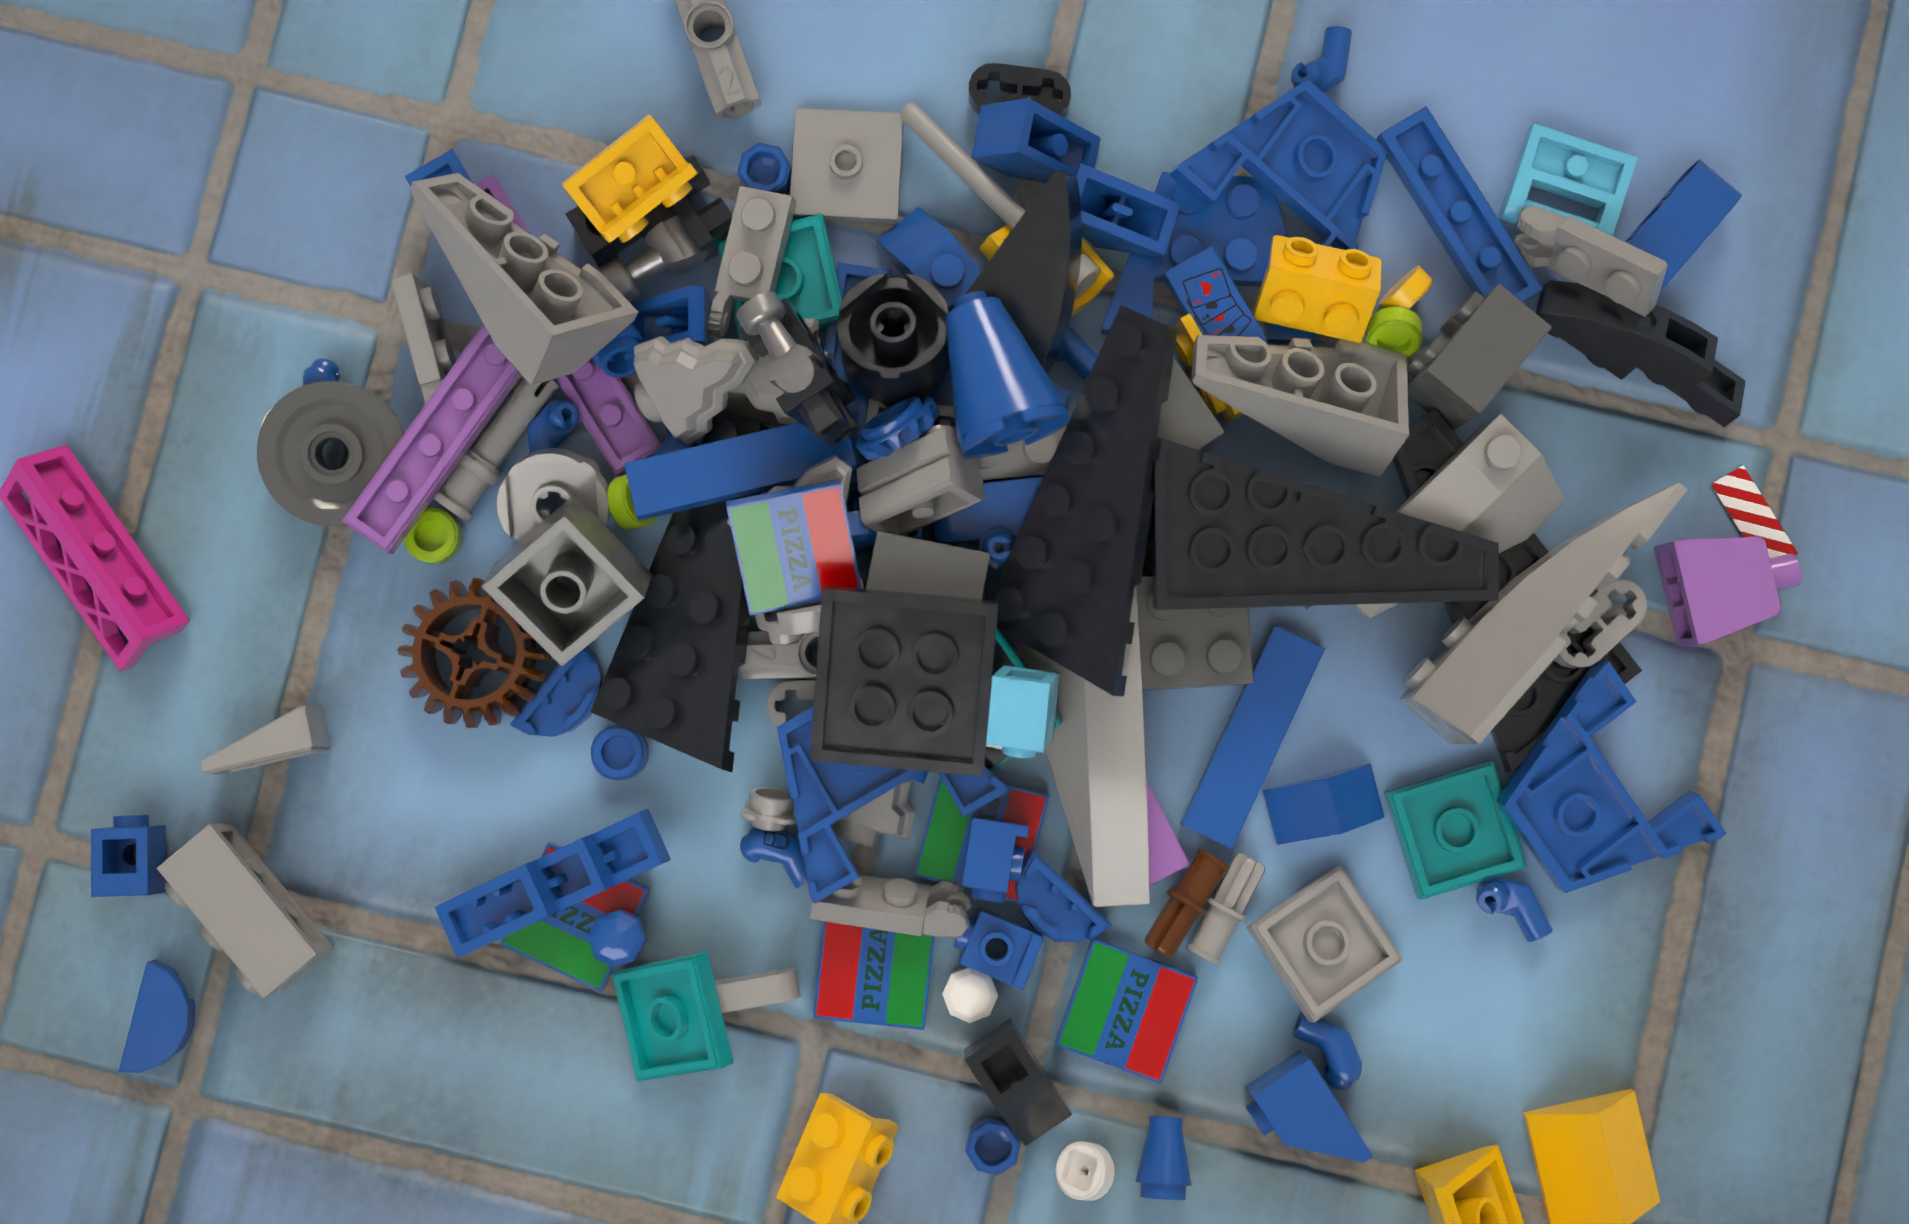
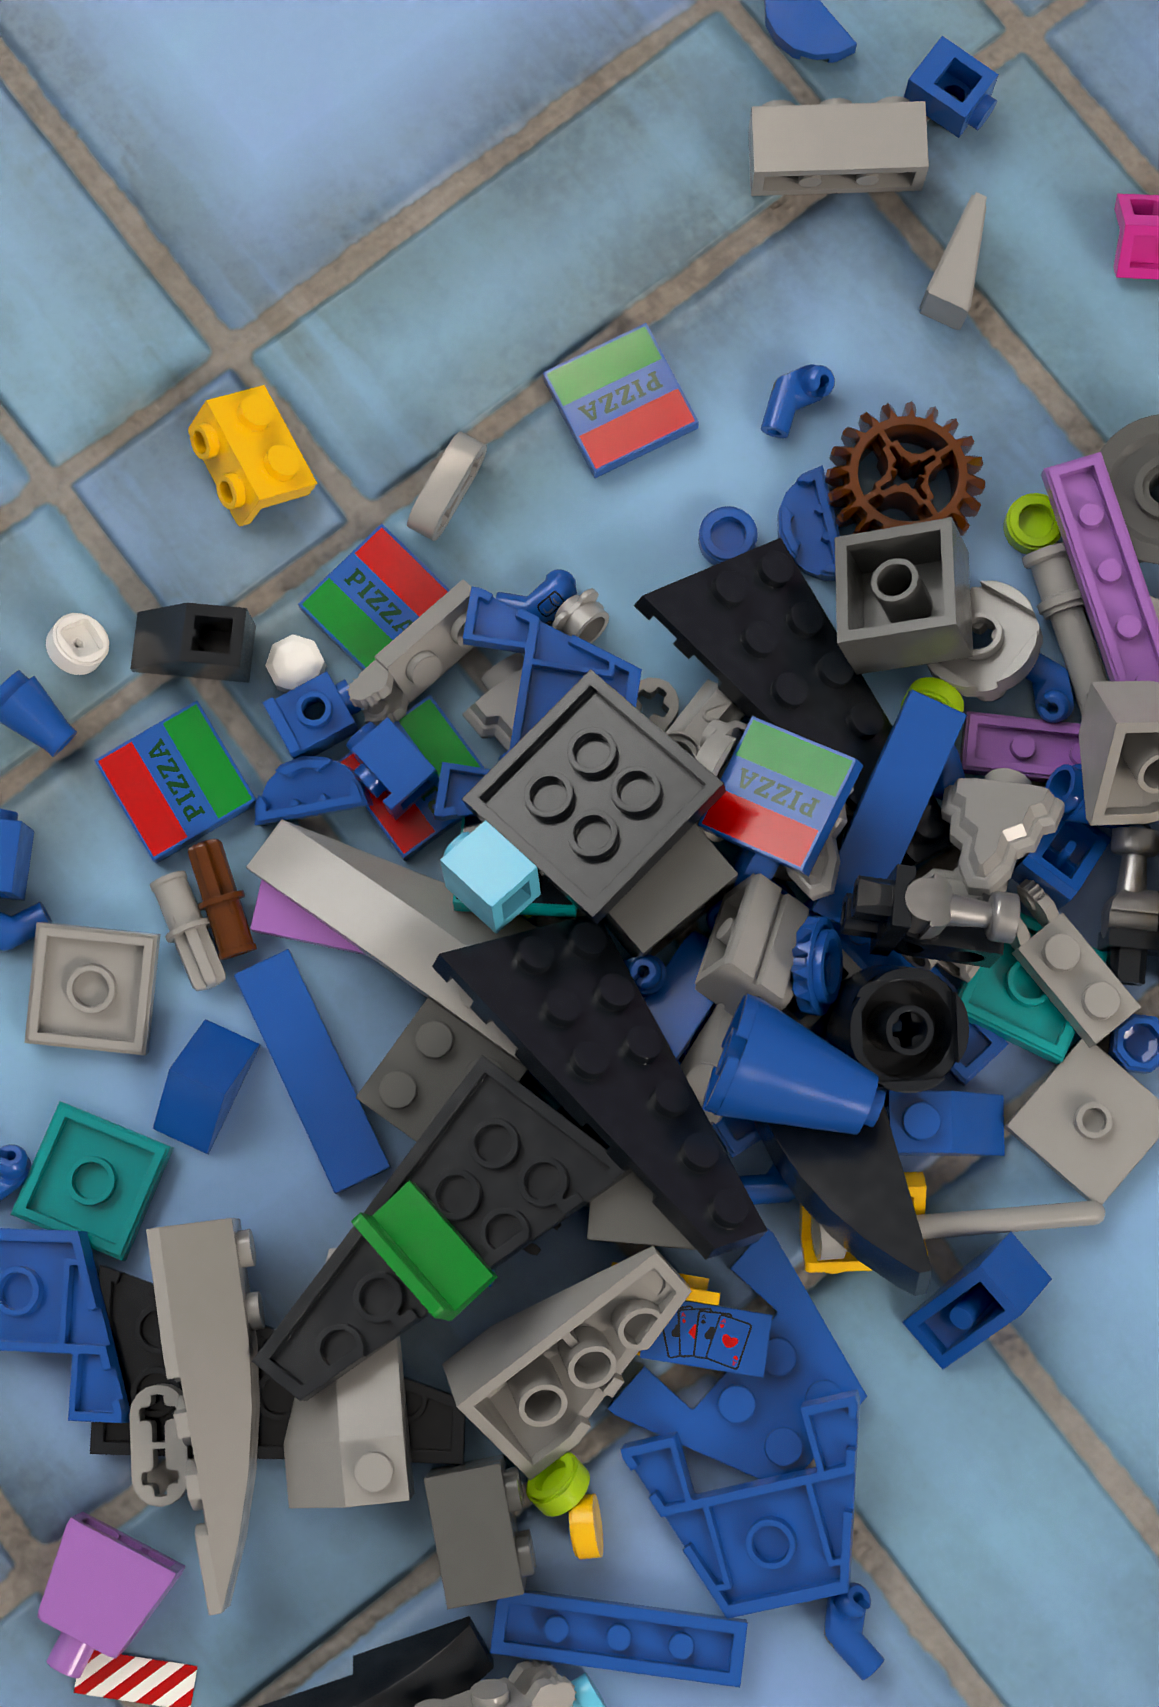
camera: 130 degrees right, 5 degrees down
(469, 791) = (795, 392): none -> blue arm
(552, 883) = (660, 399): blue slope -> none
(617, 937) = (574, 417): blue tile -> none
(672, 1017) = (474, 411): teal tile -> none
(992, 1145) = (159, 584): blue tile -> none
(1020, 81) = (1049, 1338): black beam -> none
(1123, 214) = (855, 1323): blue slope -> none
(1319, 288) = (651, 1444): yellow bracket -> none
(1331, 533) = (426, 1252): none -> green panel

